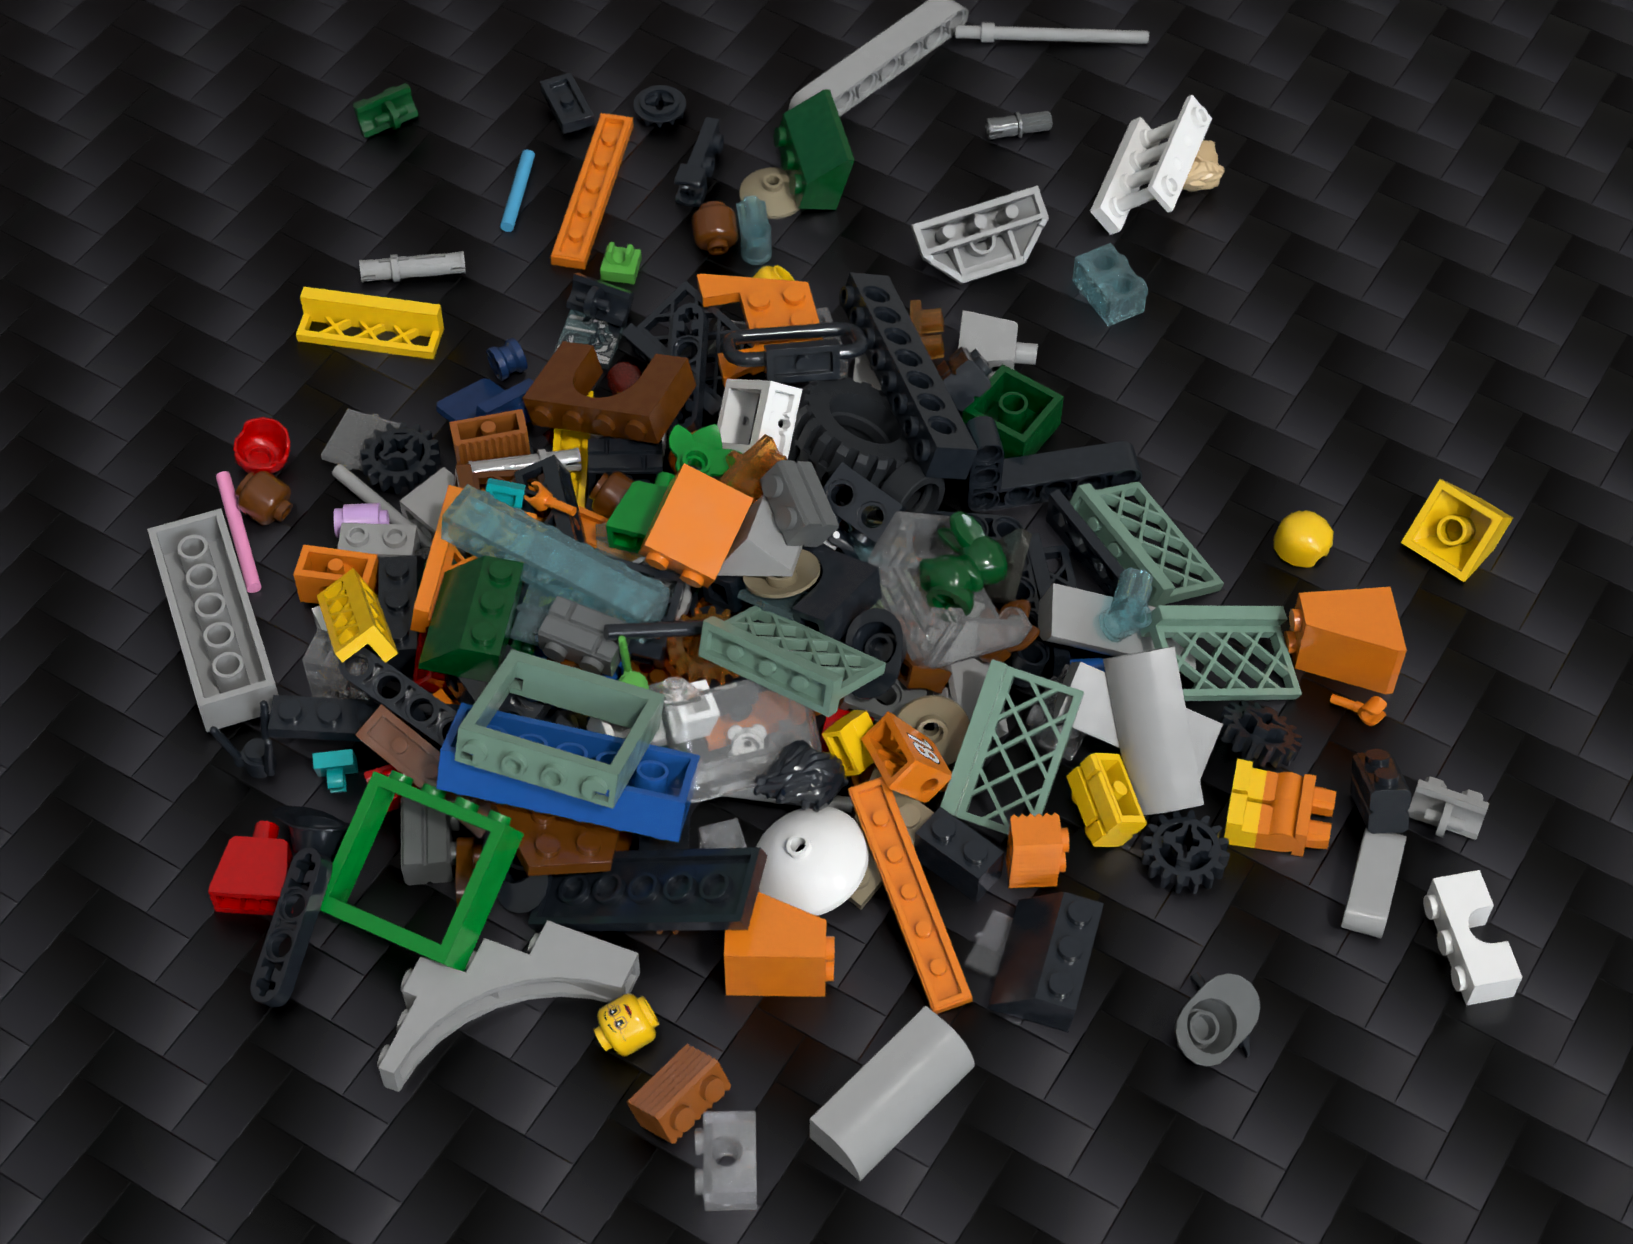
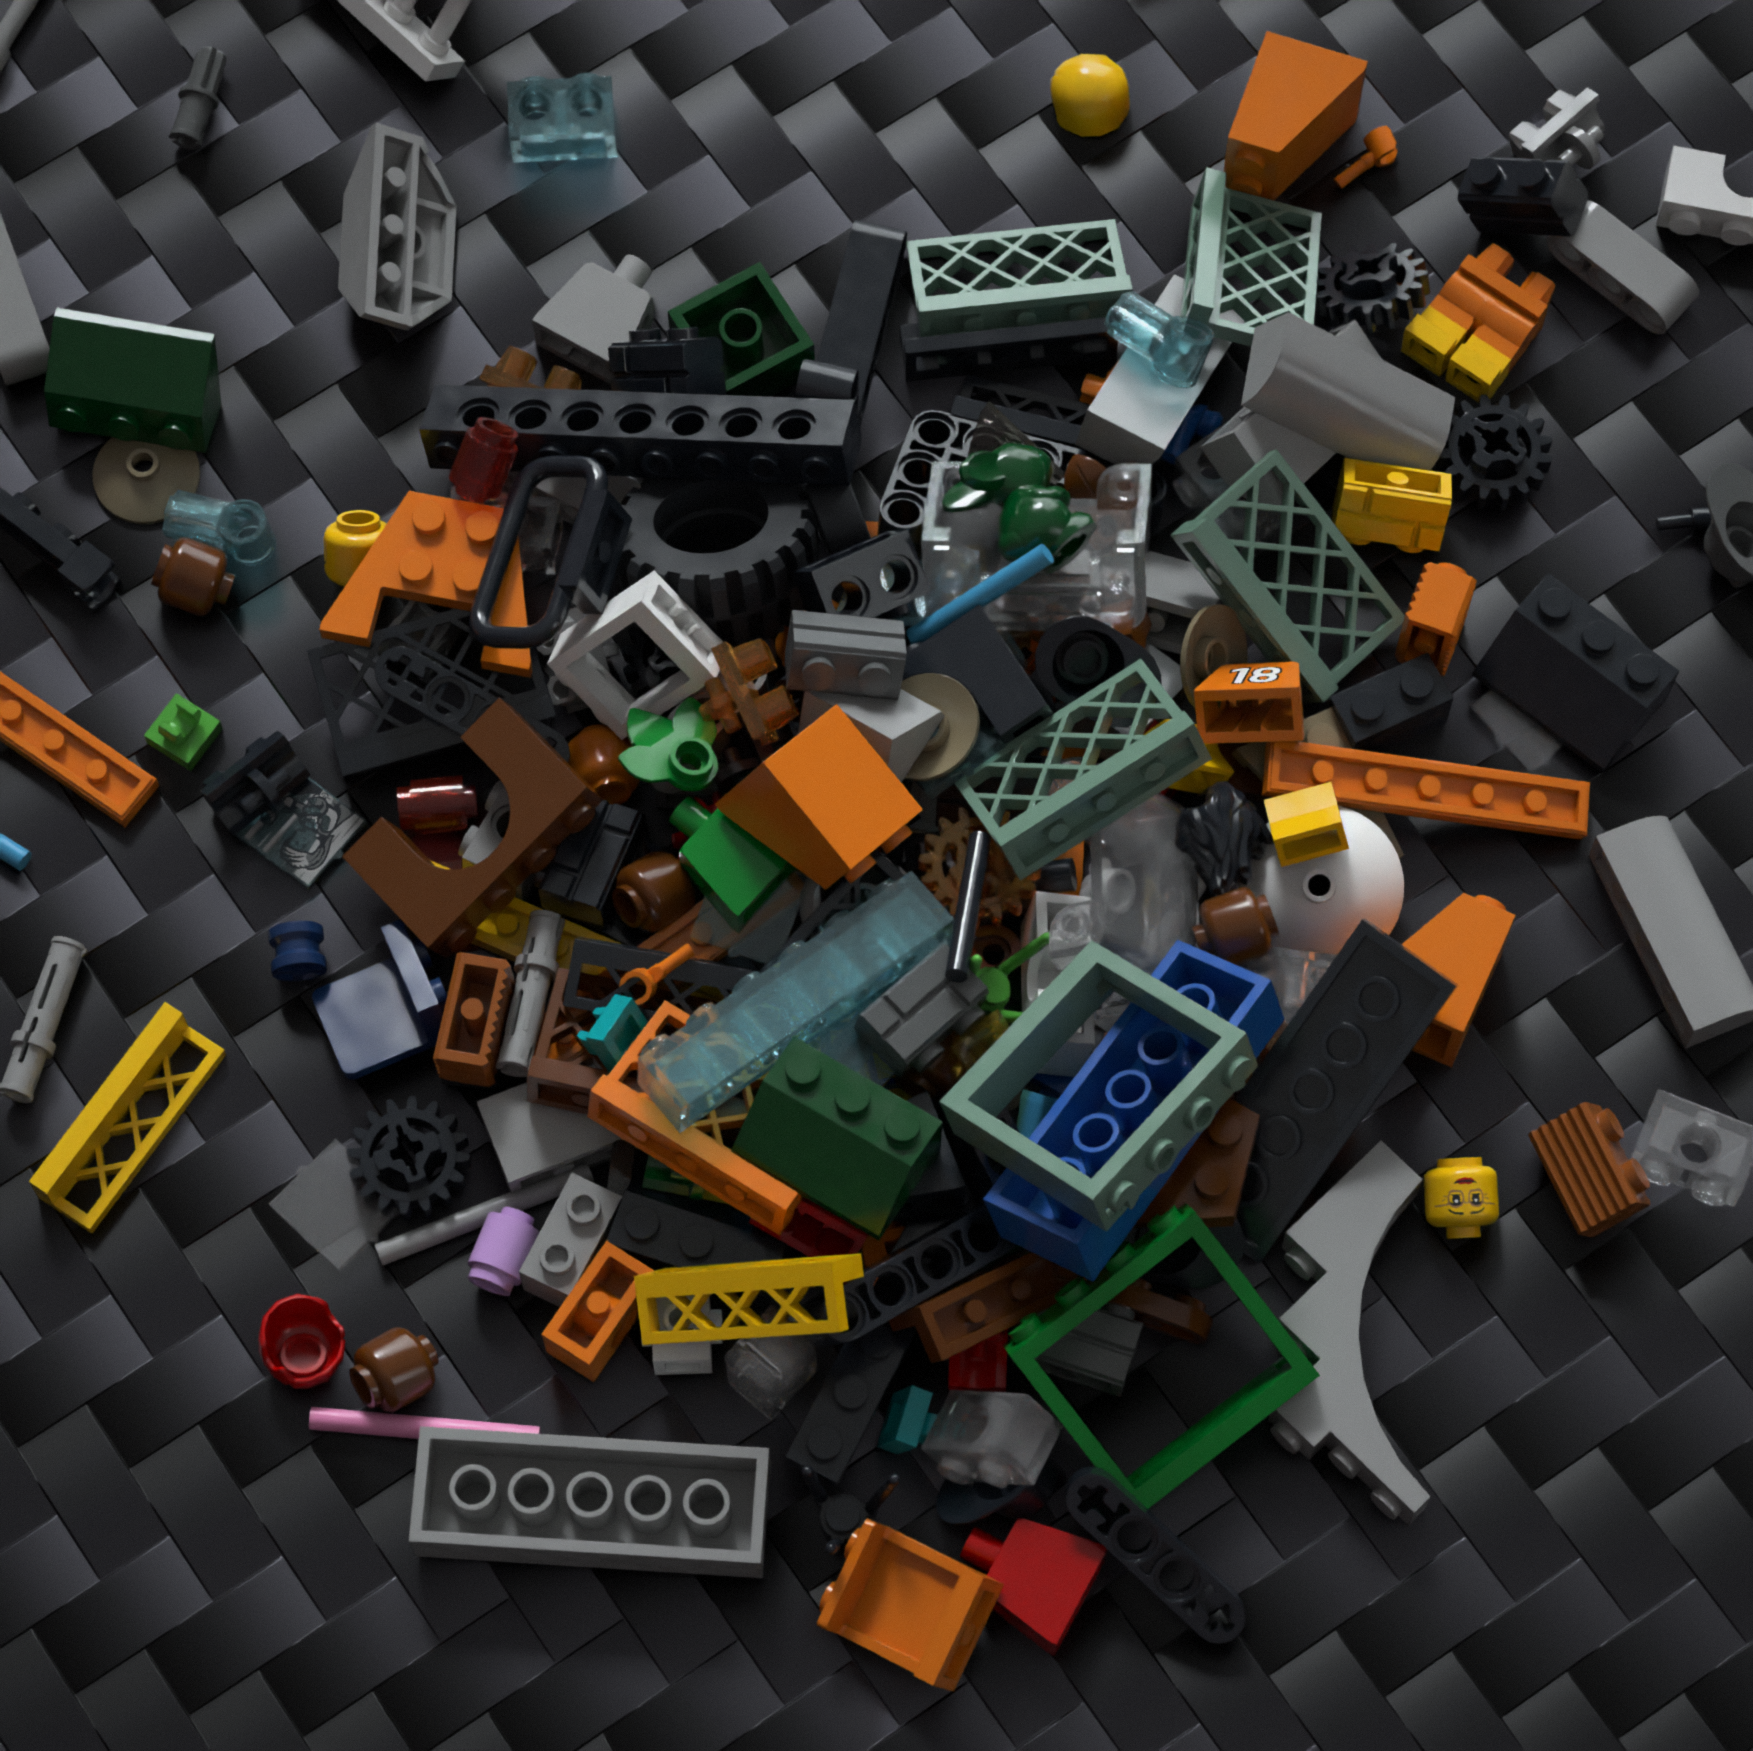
camera: 65 degrees left, 15 degrees up
(209, 802) = (908, 1603): none -> orange panel
(328, 801) = (991, 1438): none -> clear brick
(736, 799) = (1236, 926): none -> reddish brown head
(833, 817) = (1306, 824): none -> yellow piece
(841, 300) = (484, 460): none -> clear red brick
(894, 569) = (983, 593): none -> dark azure bar

